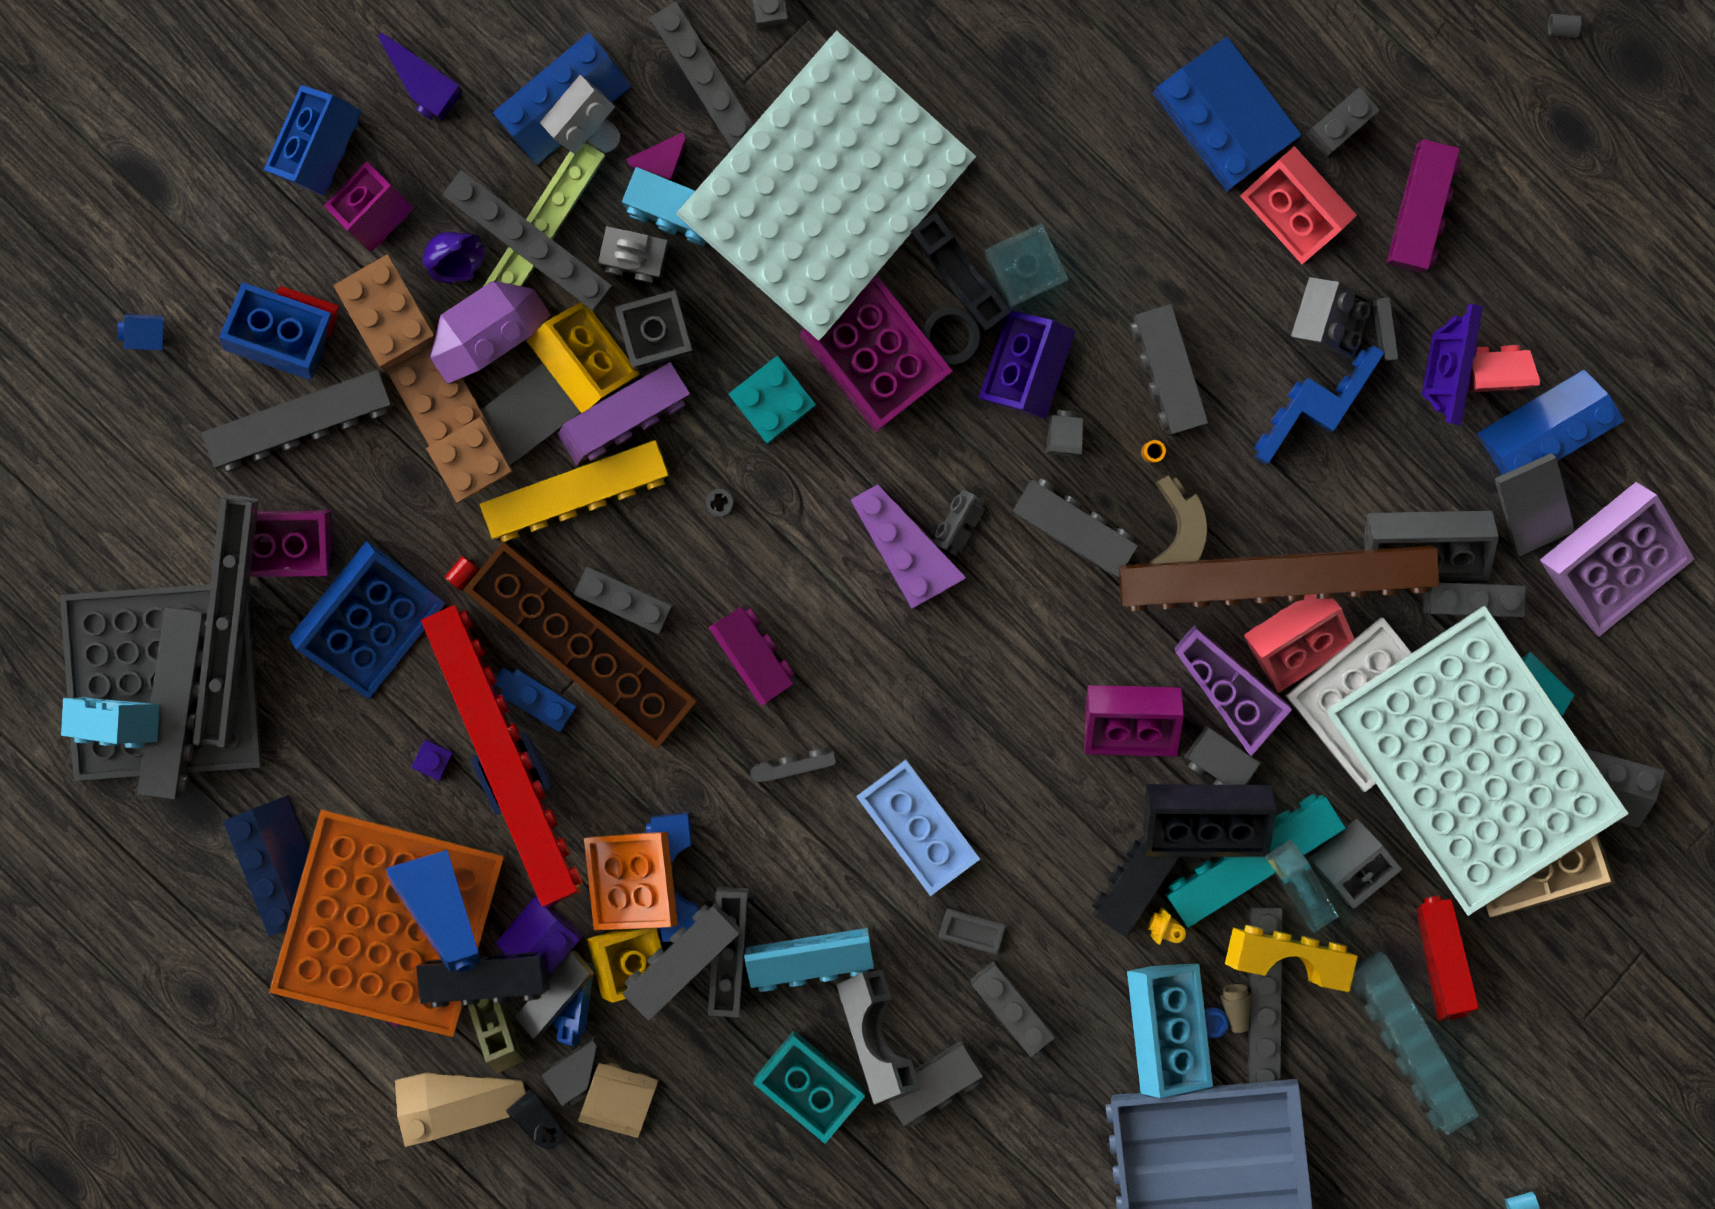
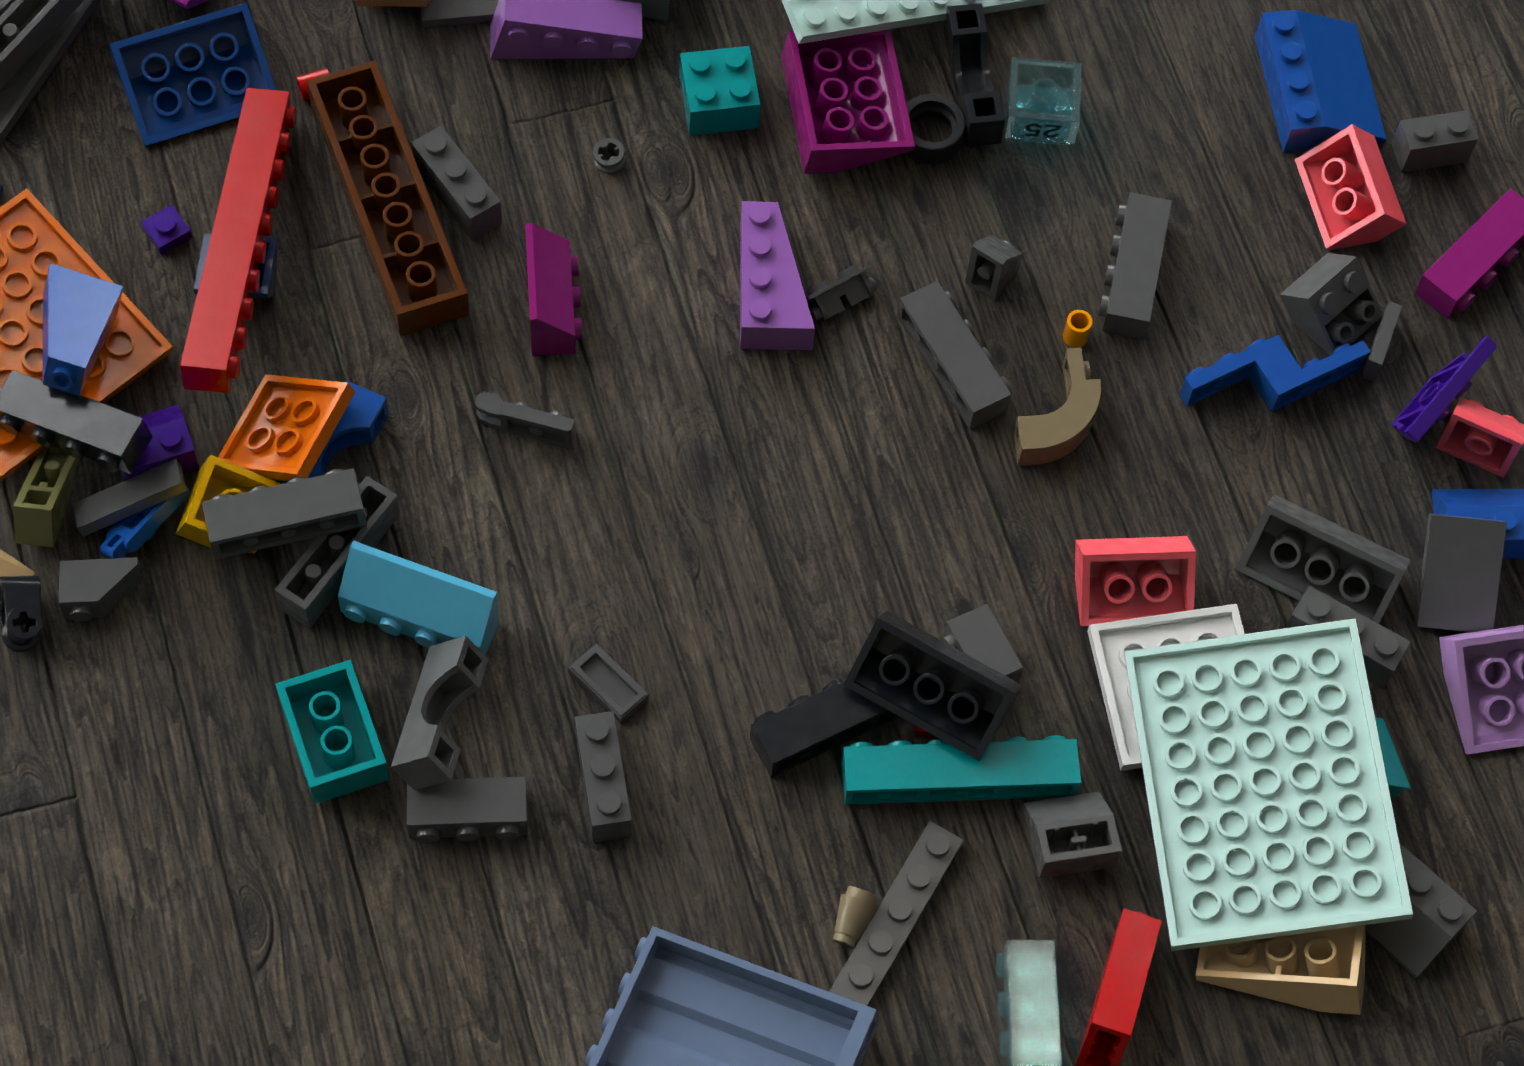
camera: 25 degrees right, 25 degrees down
(535, 698) = (308, 230): blue hinge -> none
(574, 490) = (477, 69): yellow brick -> none
(618, 1099) = (119, 641): tan slope -> none
(918, 827) = (616, 548): light blue plate -> none
(1027, 364) = (995, 188): dark purple slope -> none
(1133, 720) = (907, 564): magenta slope -> none
(1165, 927) = (822, 777): yellow hinge -> none
(1169, 1029) = (766, 887): medium azure slope -> none
(1216, 1022) = (816, 920): blue plate -> none
(1238, 695) = (1037, 592): medium lavender wedge -> none
(1258, 952) = (980, 918): yellow arch -> none
(1278, 576) = (1145, 486): reddish brown brick -> none
(1302, 886) = (999, 807): clear light blue brick -> none

